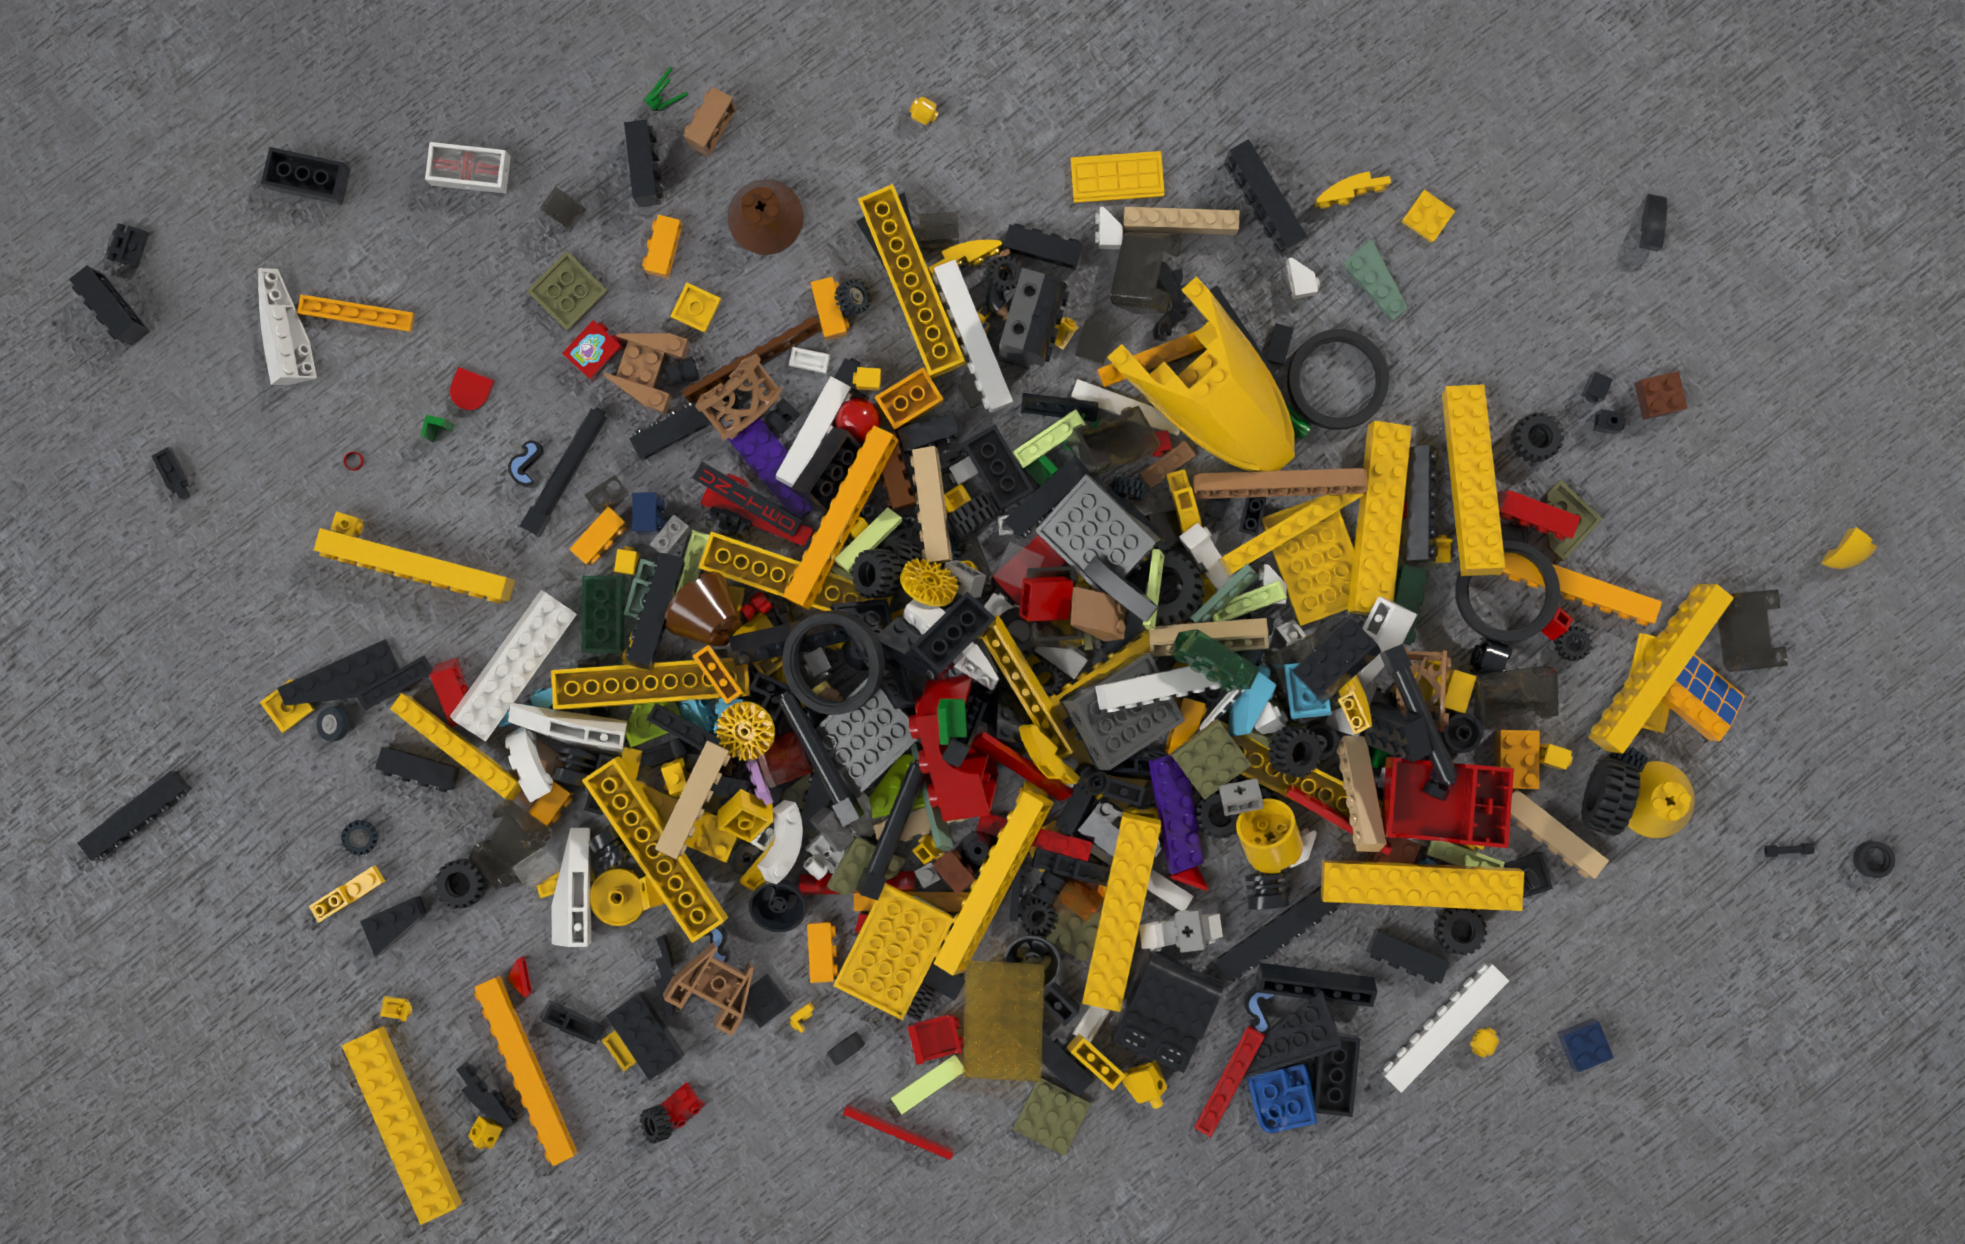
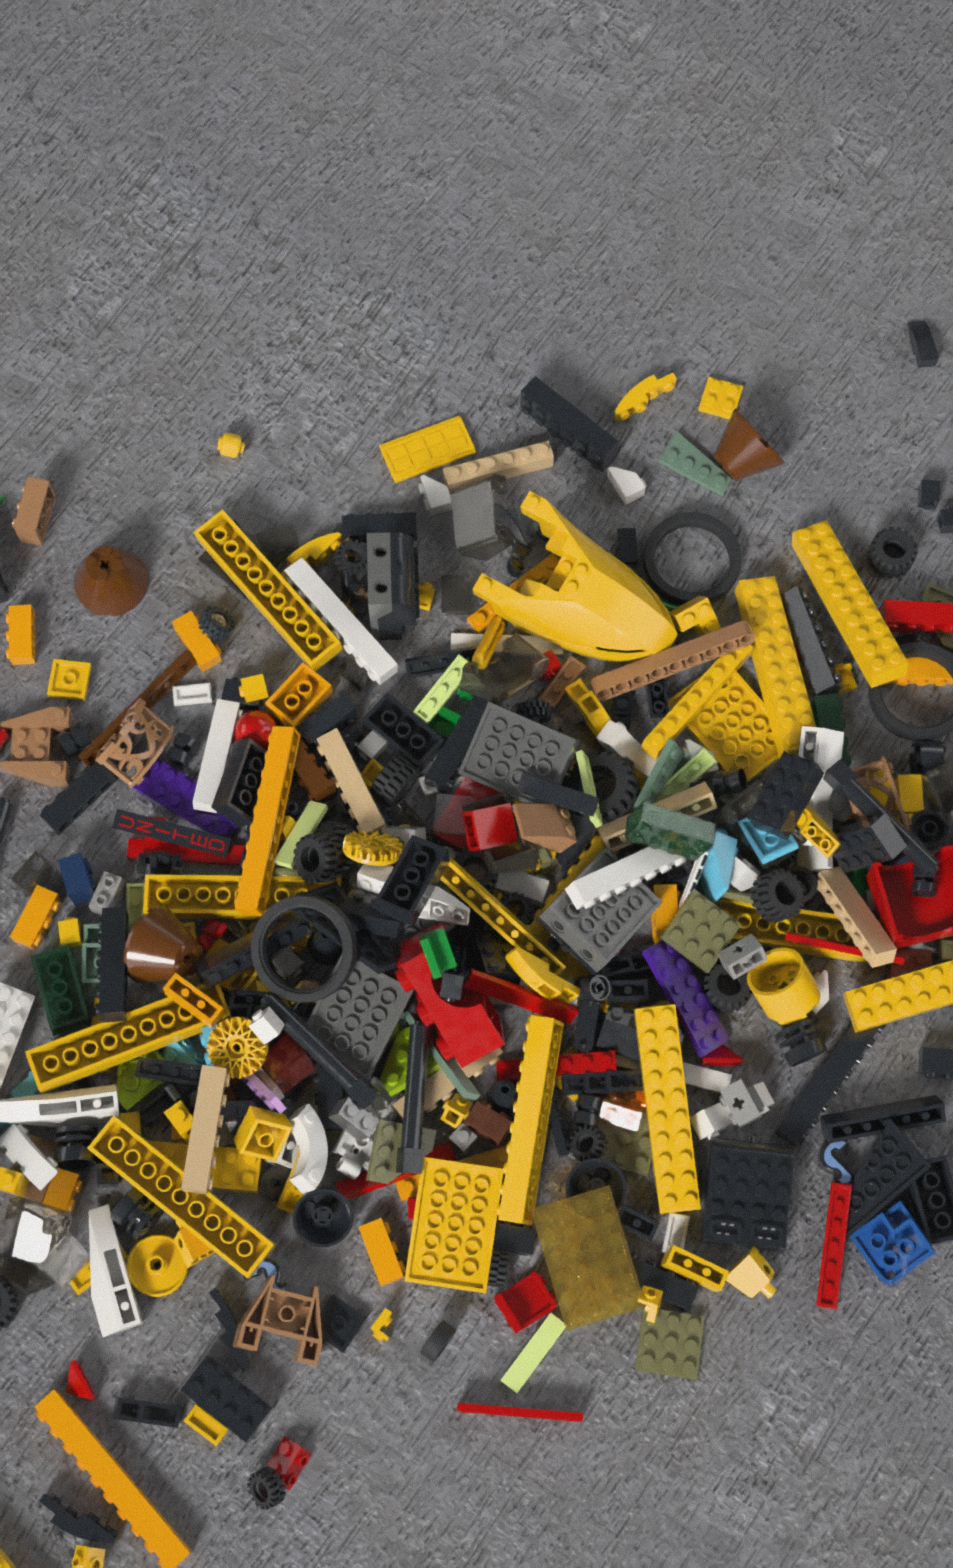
camera: 20 degrees left, 15 degrees down
(776, 723) = (266, 1025): none -> white brick
(1047, 1076) = (652, 1299): none -> yellow bracket
(1108, 405) = (489, 642): none -> yellow piece
(1293, 620) = (730, 781): none -> black wheel
(1319, 440) = (696, 614): none -> yellow brick
(1431, 284) = (744, 450): none -> reddish brown cone

